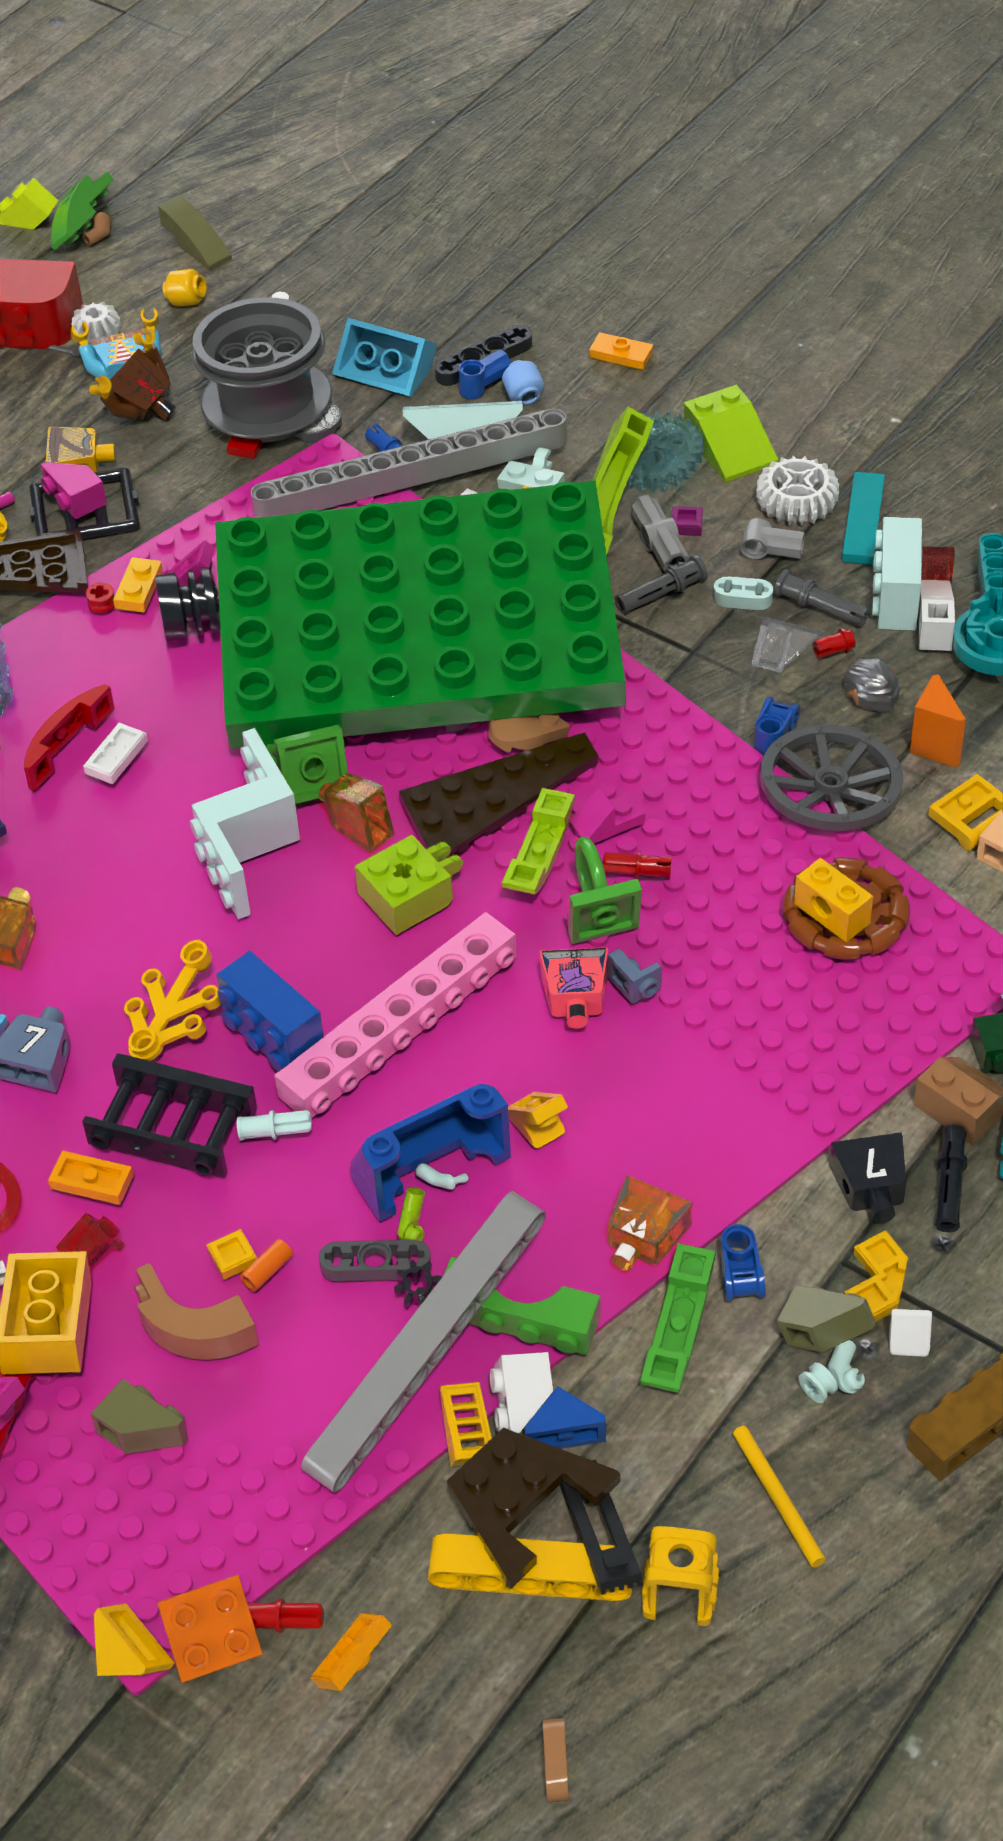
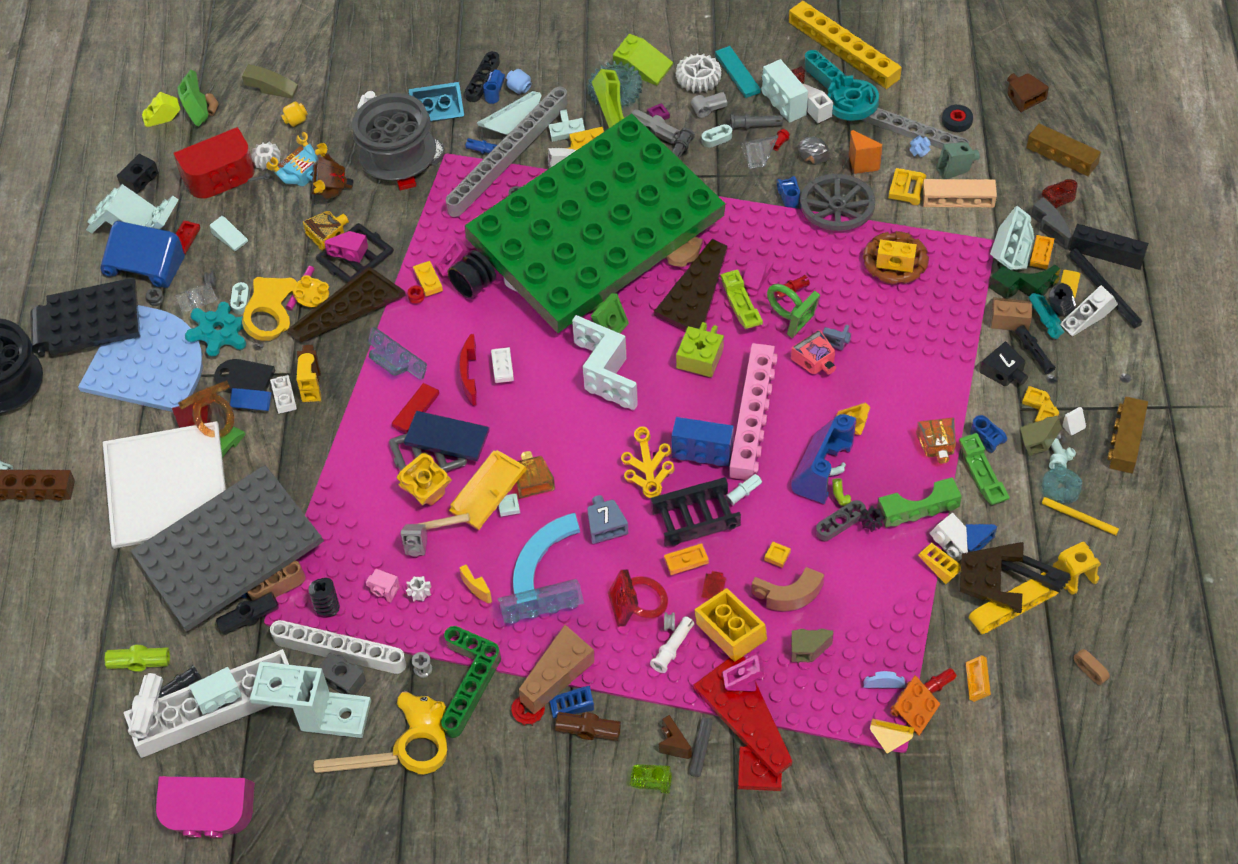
camera: 35 degrees left, 5 degrees up
(197, 1554) = (884, 679): none -> light blue tile
(266, 1265) = (797, 549): orange axle -> none
(358, 810) = (647, 328): torso -> none
(423, 1342) = (902, 538): light grey beam -> none
(621, 351) = (548, 42): light orange plate -> none
(792, 1404) = (1064, 476): none -> clear light blue plate

